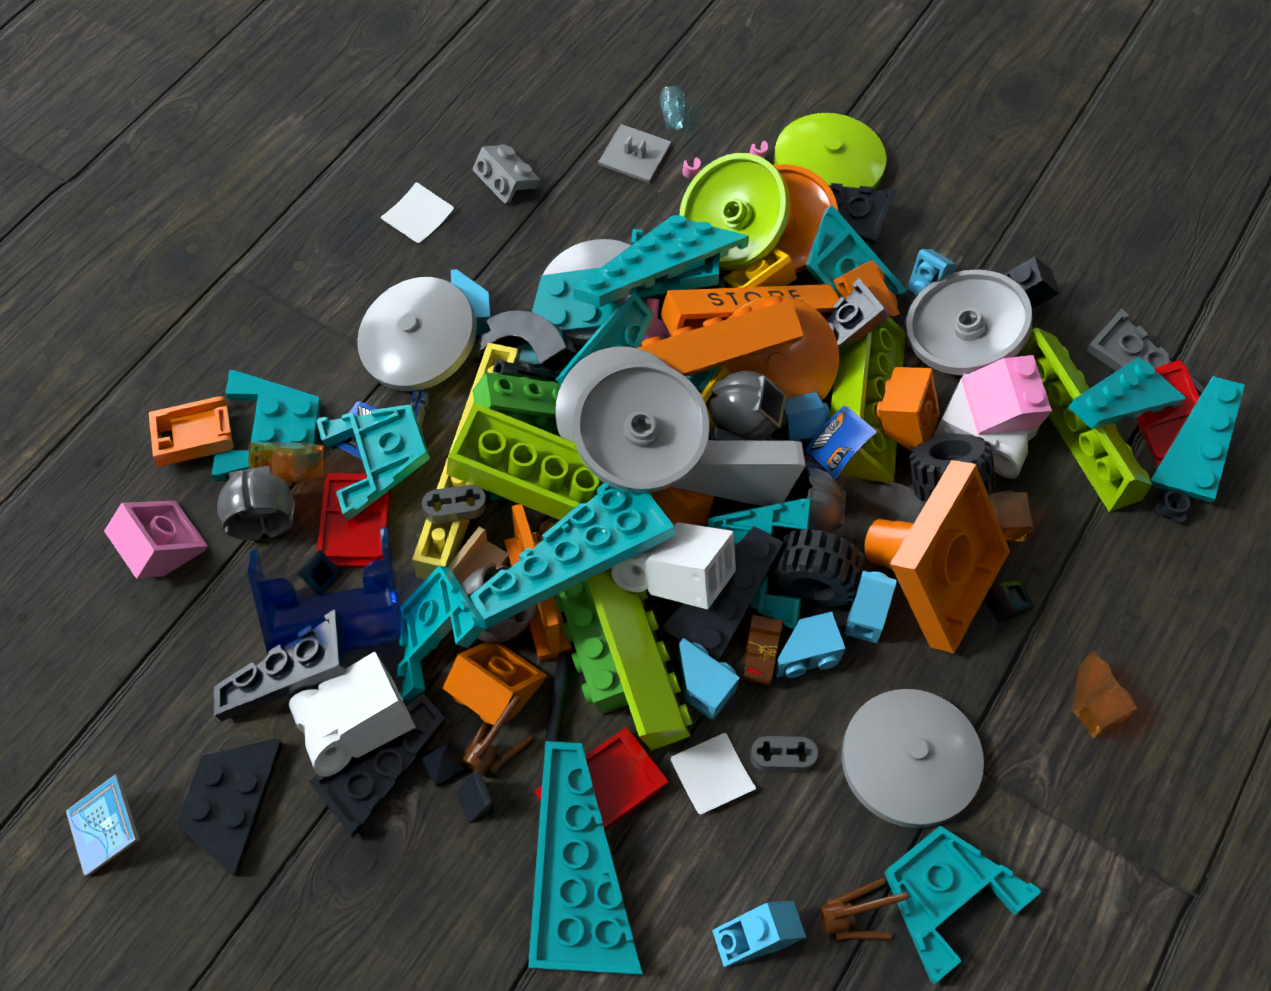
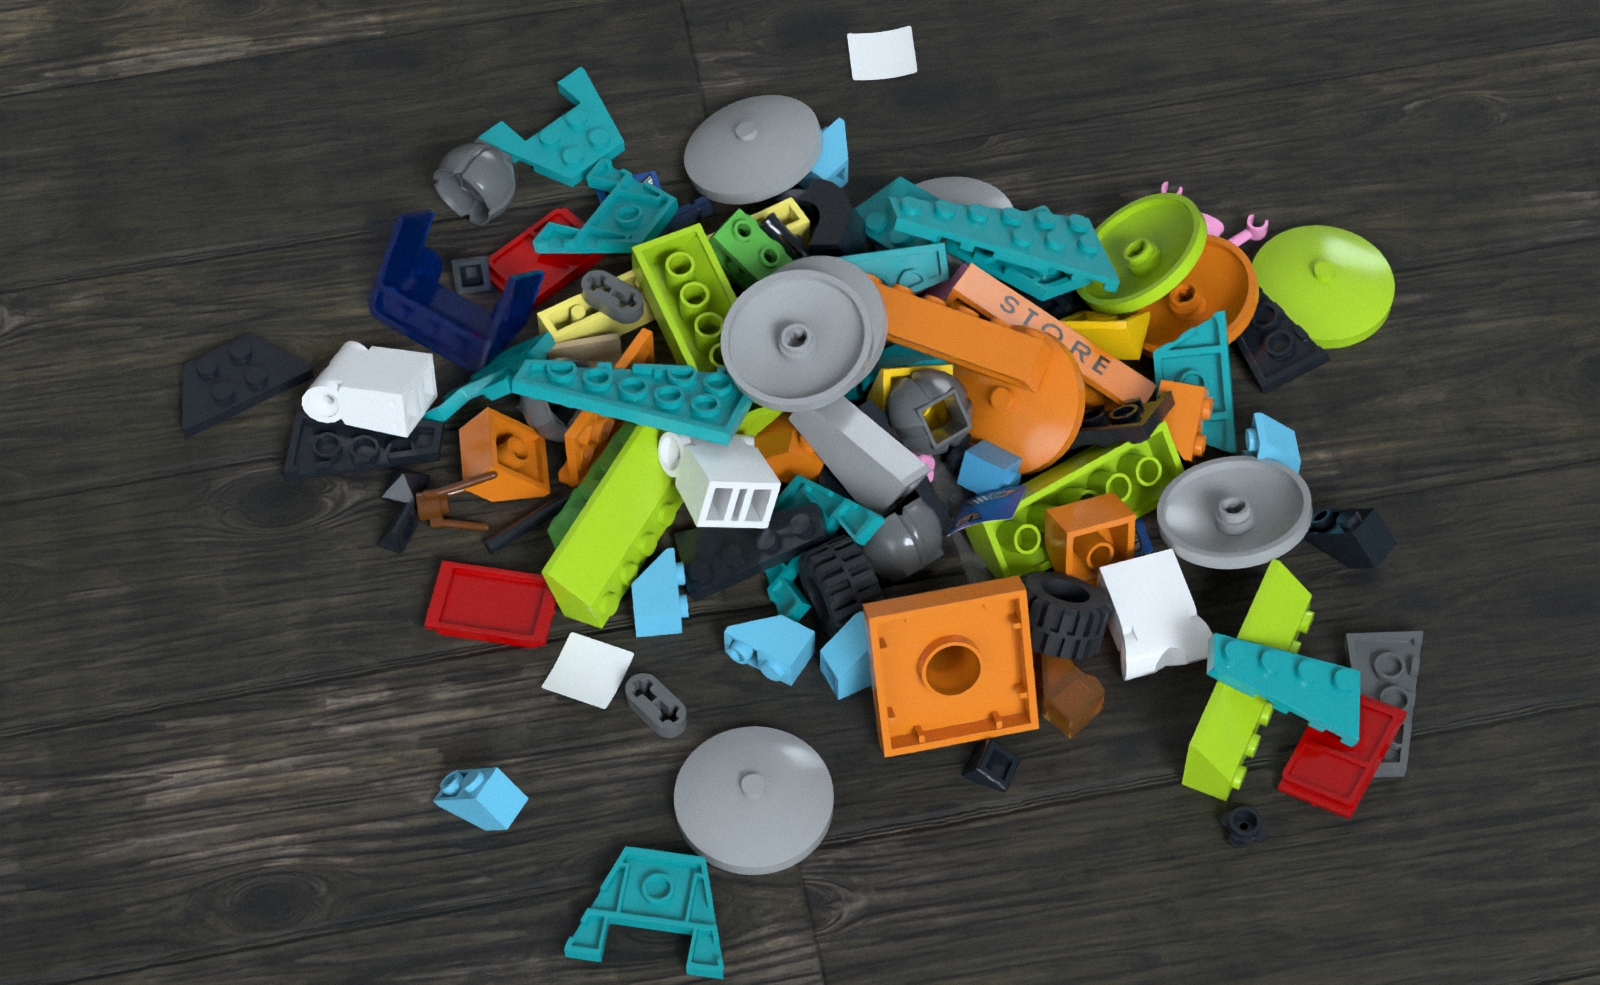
camera: 50 degrees right, 5 degrees down
(102, 825) = (136, 320): piece -> none
(154, 537) = (386, 150): bright pink slope -> none
(197, 431) = (506, 95): orange container -> none
(288, 459) = (539, 169): clear orange slope -> none
(302, 663) = (365, 319): black wing -> none
(504, 171) = (997, 71): light grey bracket -> none
(577, 896) = (388, 649): teal wing -> none
(634, 153) = (1141, 144): light grey piece -> none
(672, 105) = (1224, 126): clear light blue cone -> none
(761, 649) = (737, 608): reddish brown leg -> none
(839, 916) = (554, 844): reddish brown plant -> none
(1007, 396) = (1177, 594): bright pink slope -> none
(1099, 698) = (958, 896): clear orange slope -> none
(1202, 444) = (1325, 794): teal wing -> none

